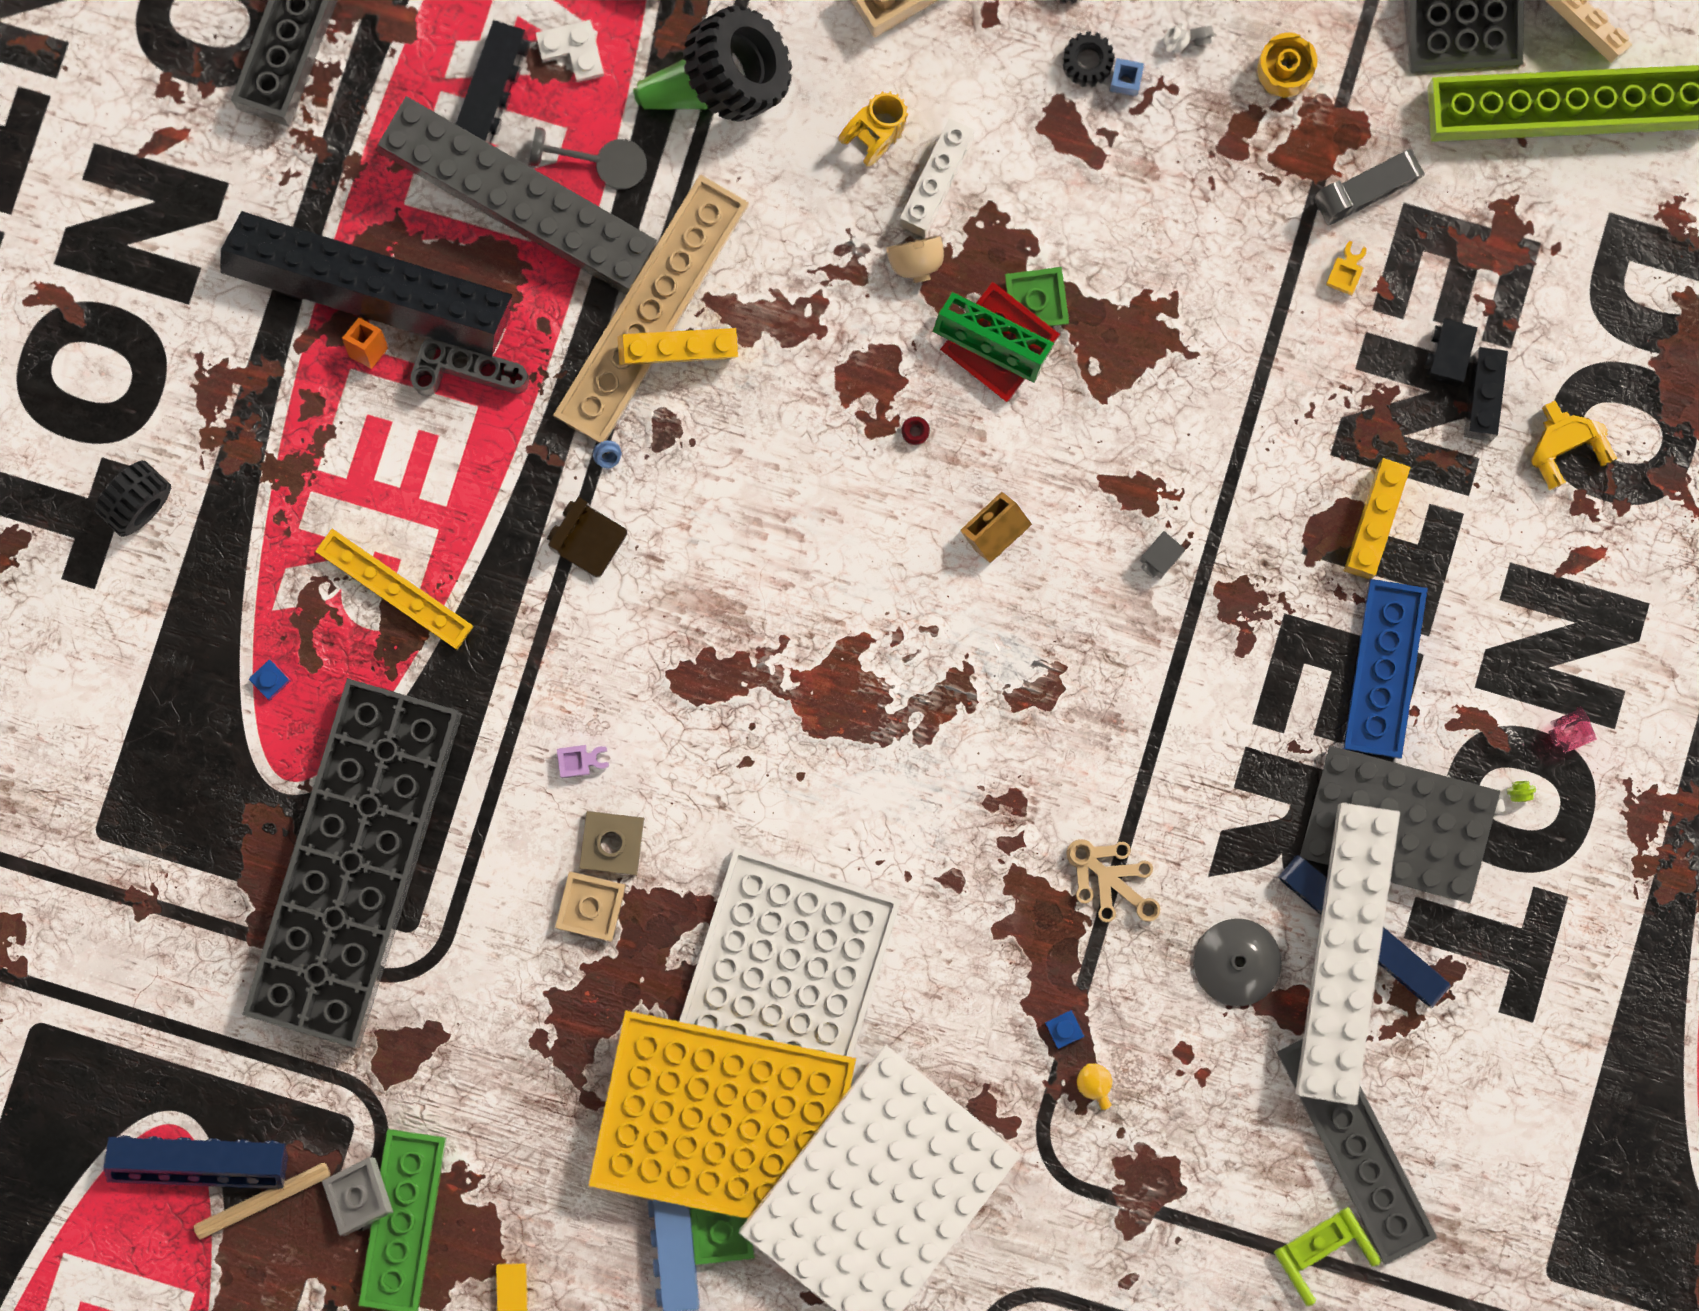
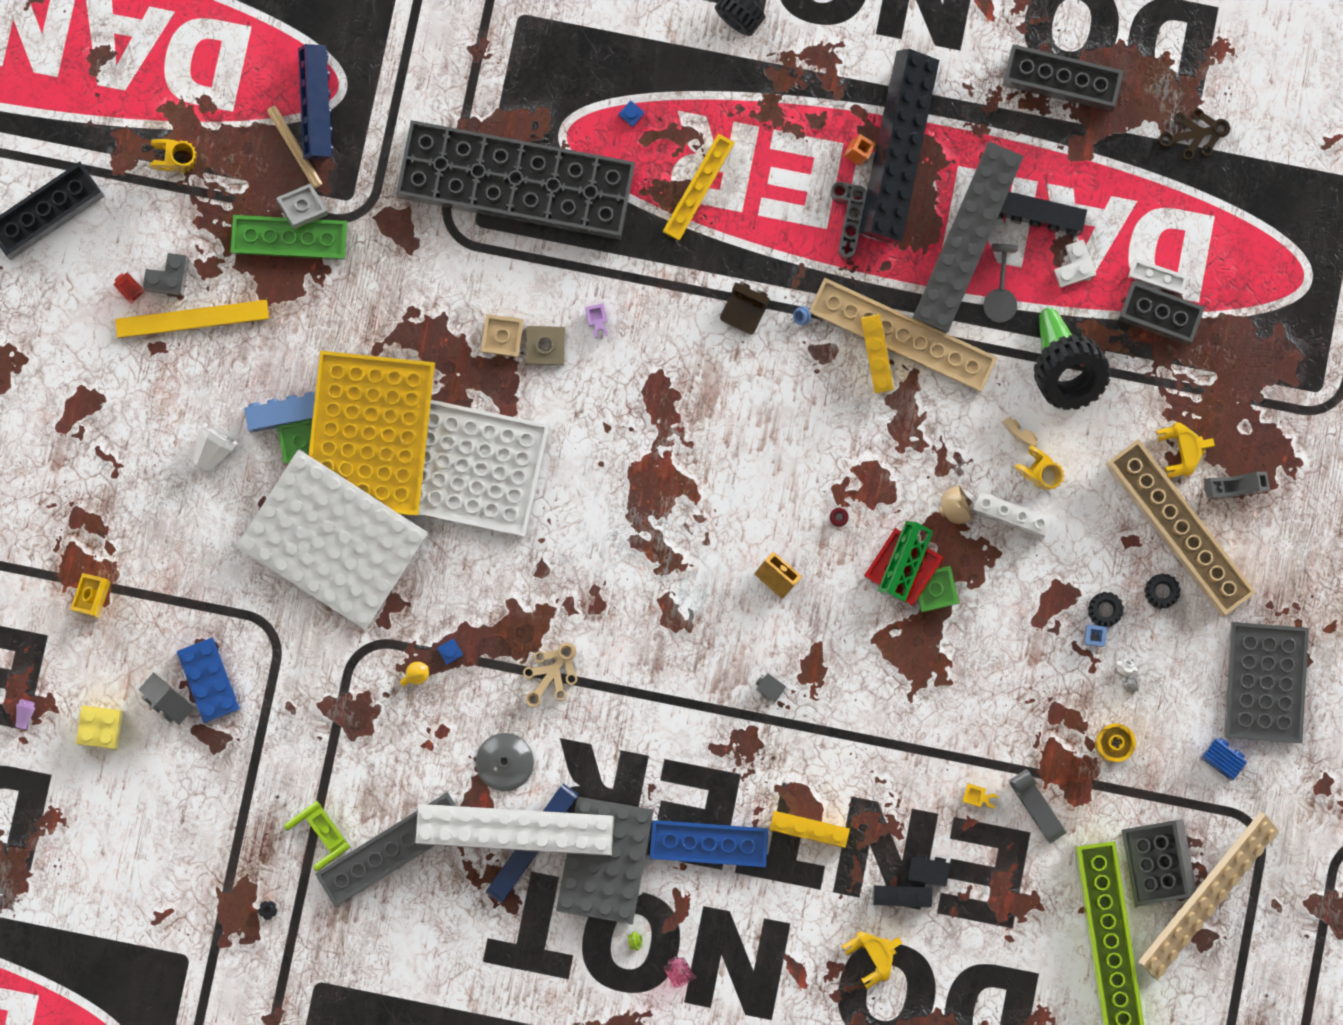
camera: 80 degrees right, 0 degrees up
(822, 147) = (1025, 437): none -> tan slope

